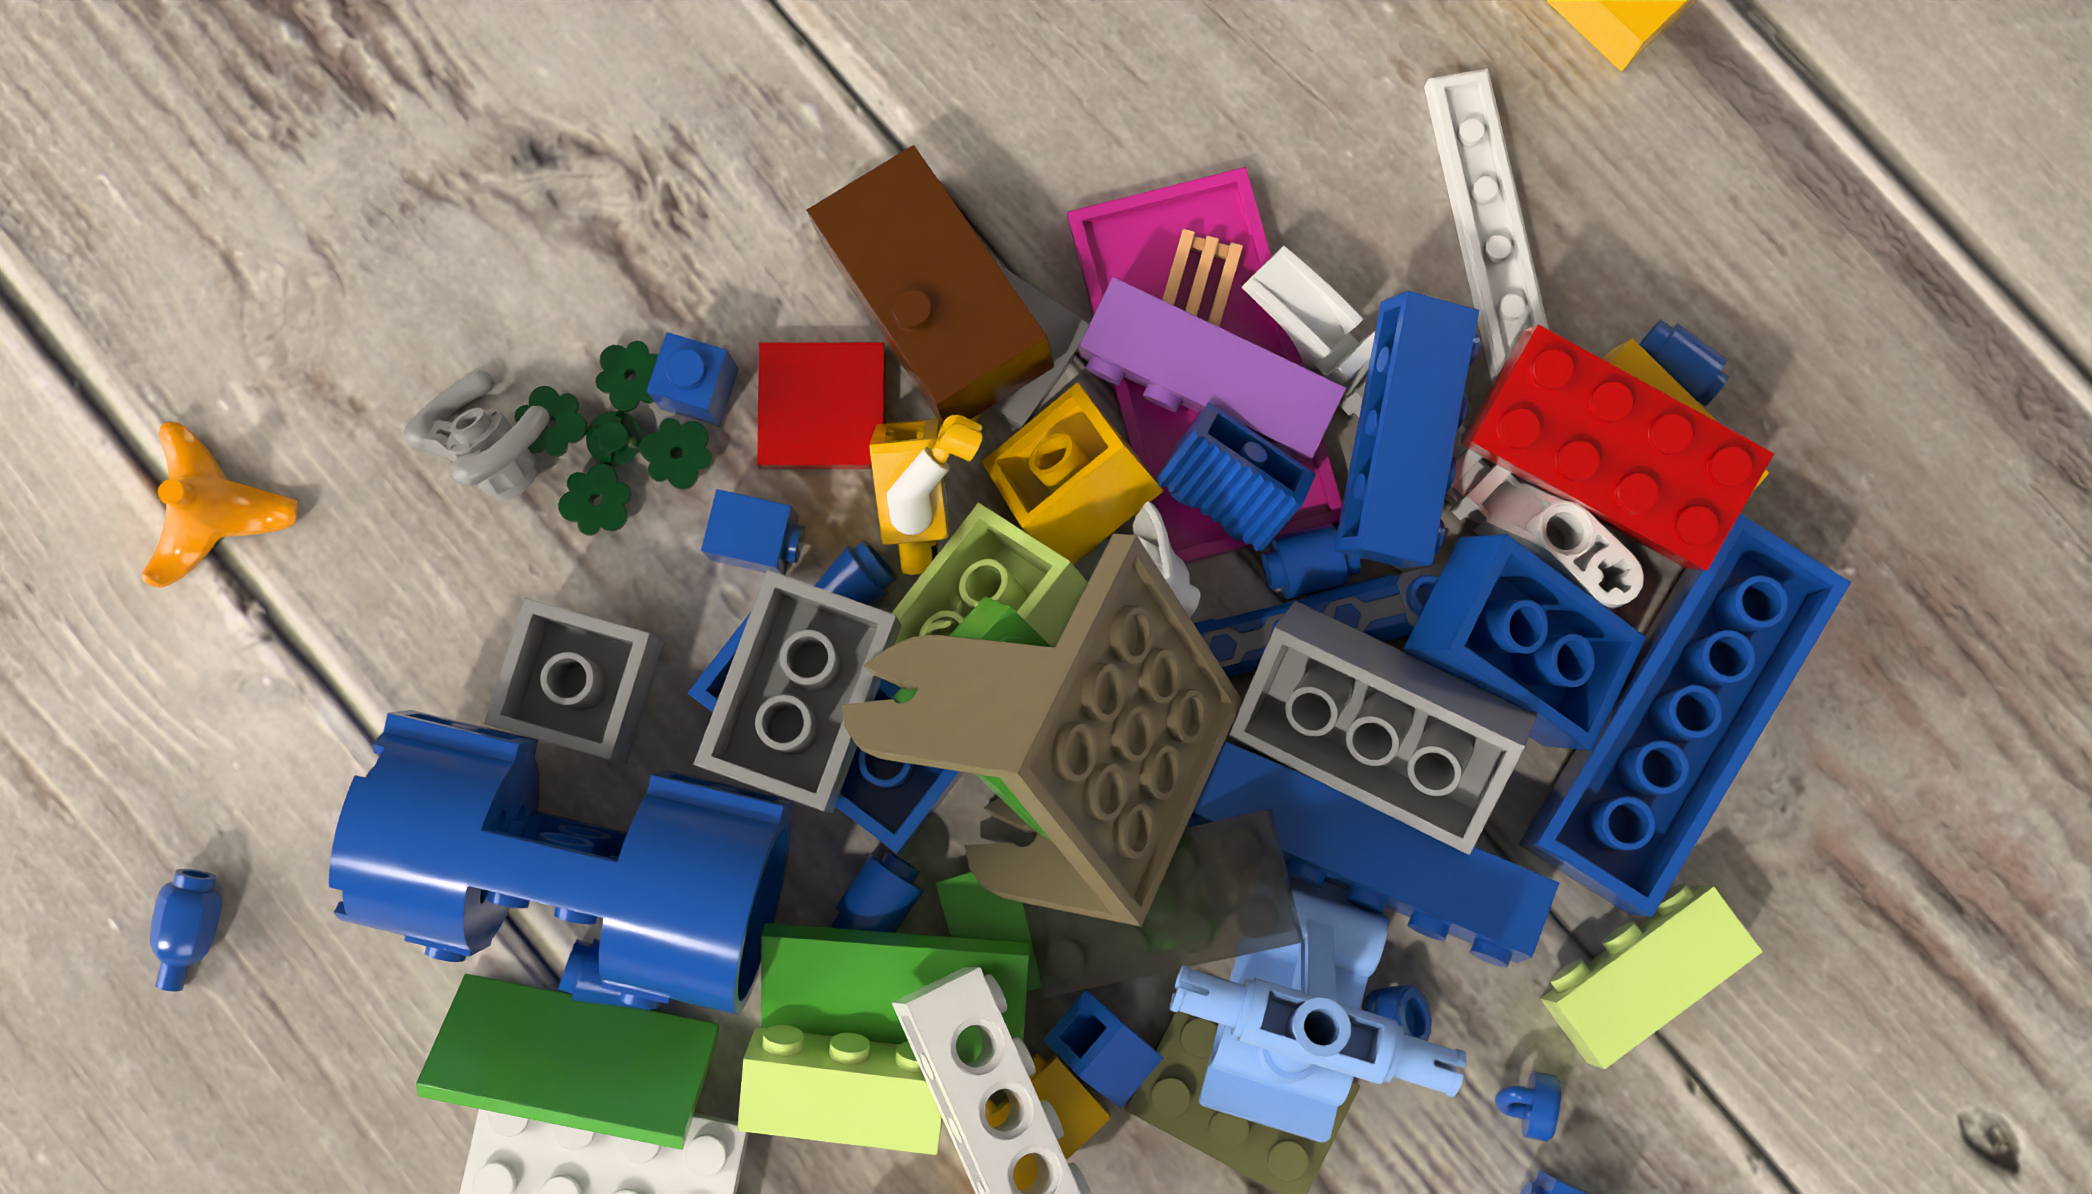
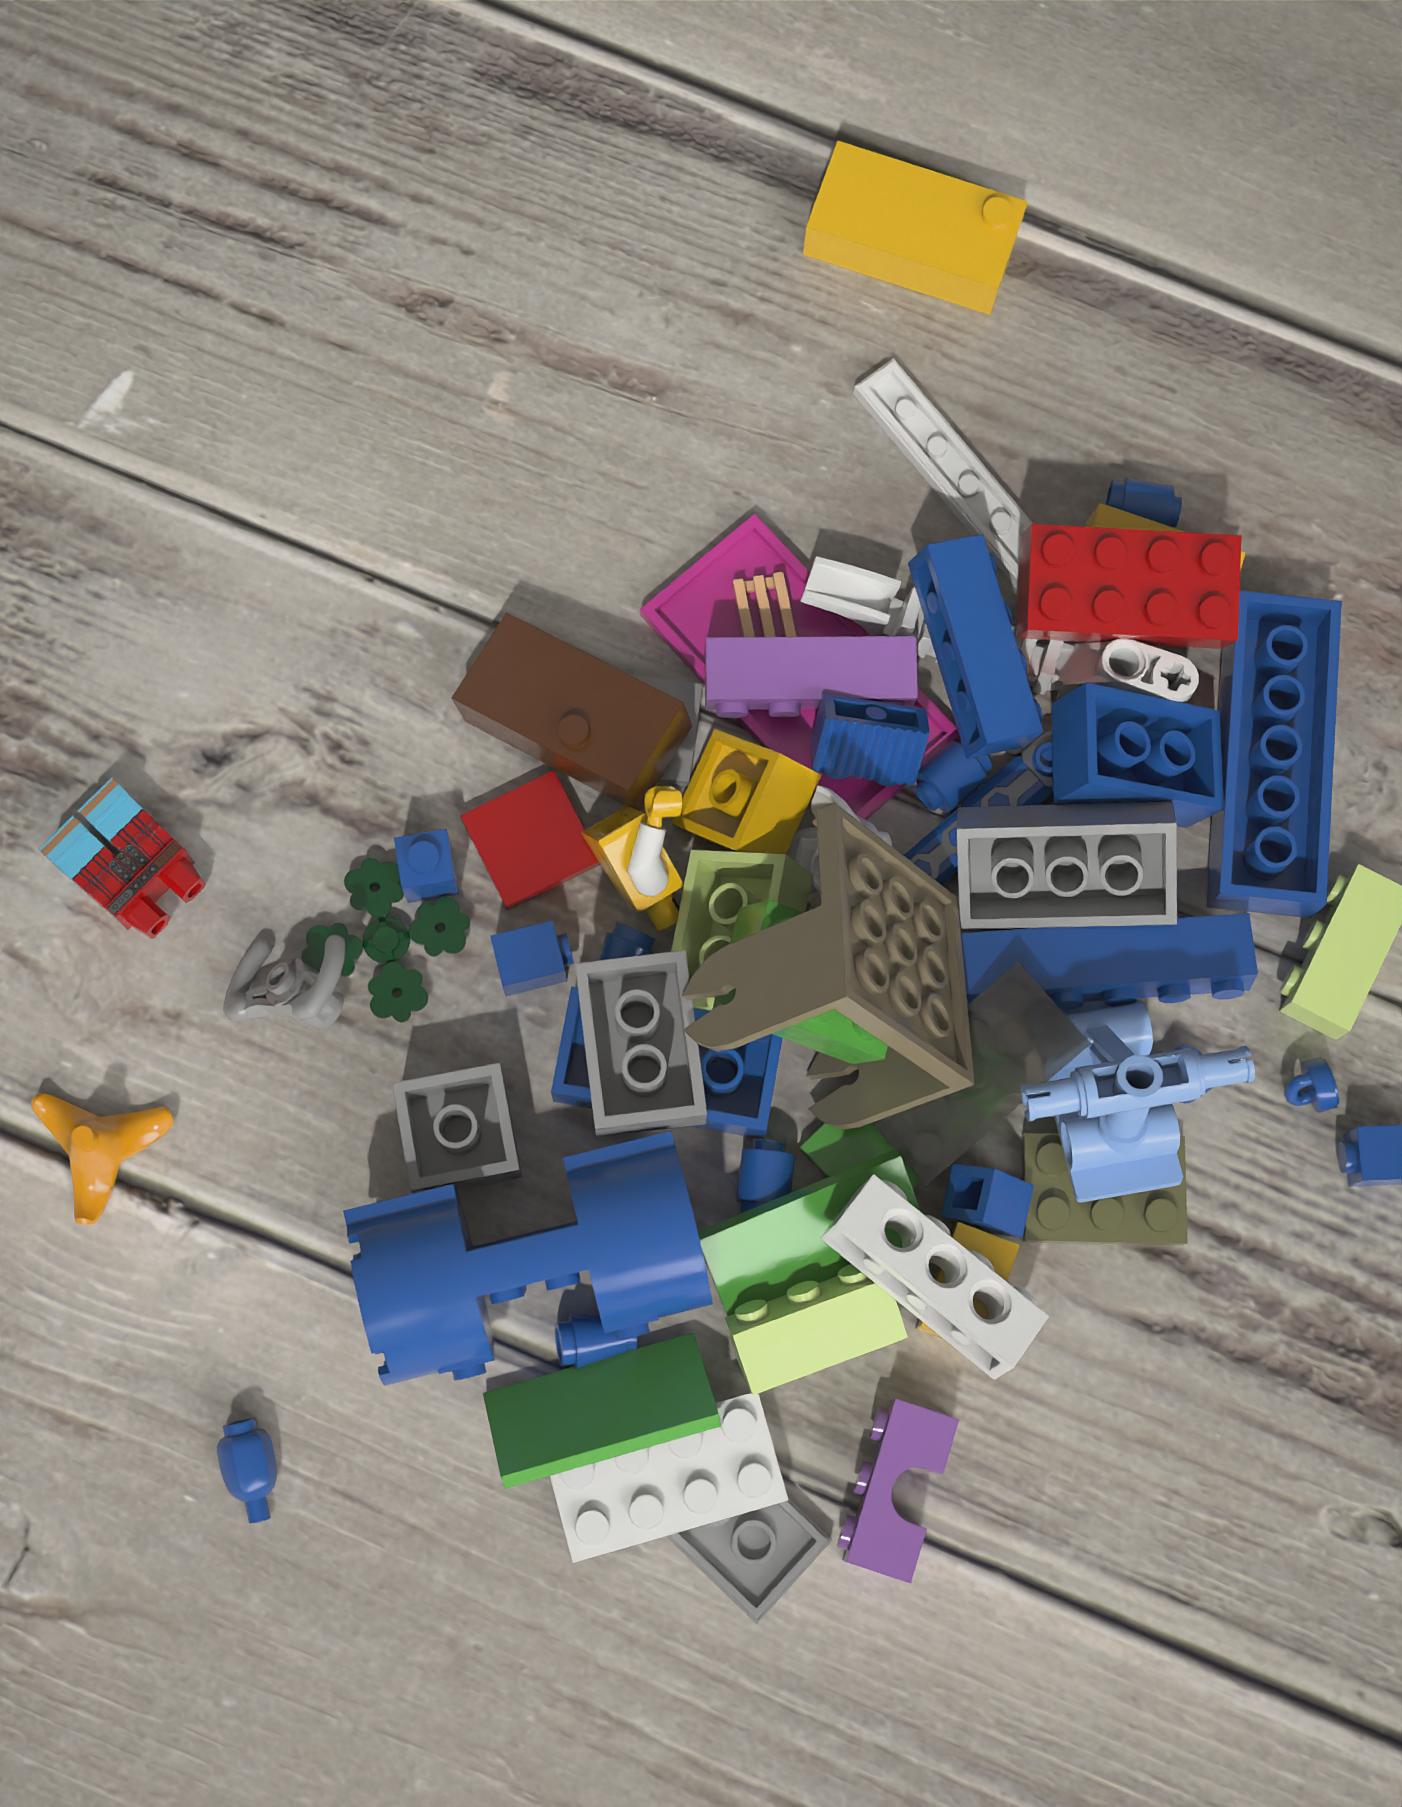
camera: 30 degrees left, 5 degrees down
(383, 216) = (137, 874): none -> hips

